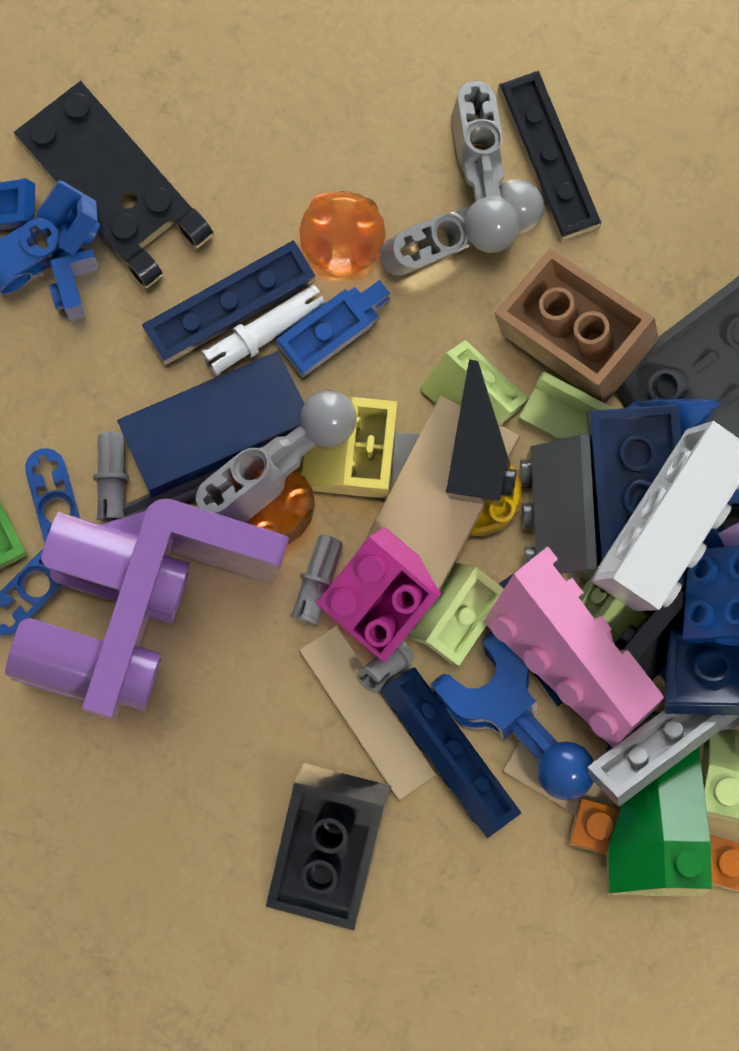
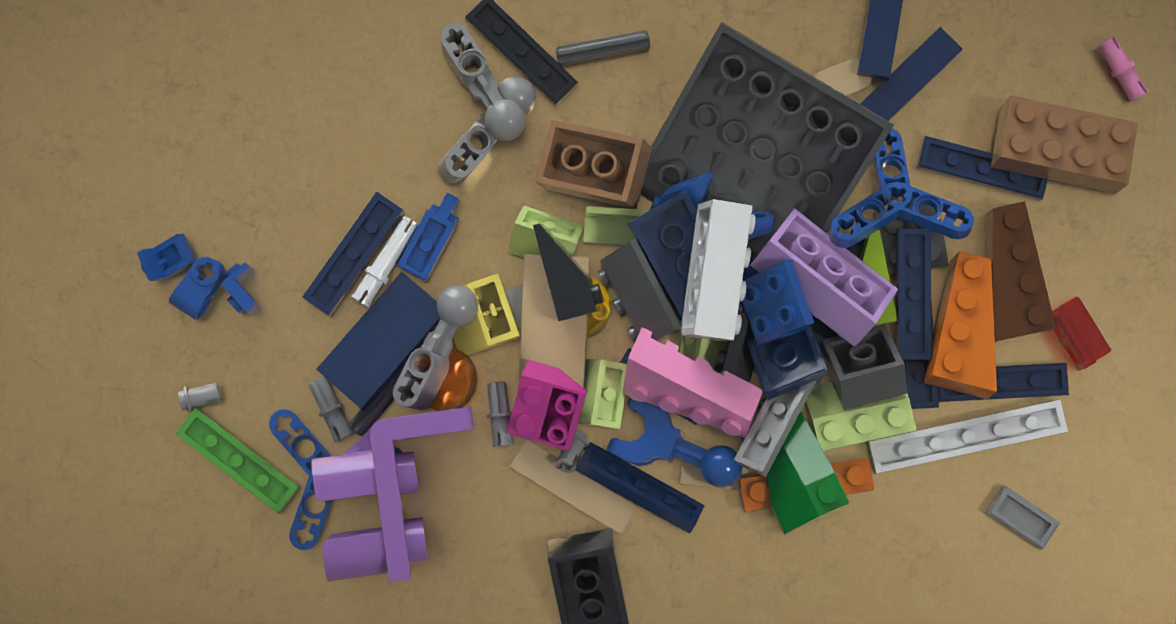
camera: 15 degrees left, 5 degrees up
(72, 215) = (219, 244): blue bracket -> none
(91, 152) = (220, 203): black hinge -> none
(342, 232) = (406, 170): clear orange dish -> none
(651, 196) = (603, 47): none -> dark grey axle

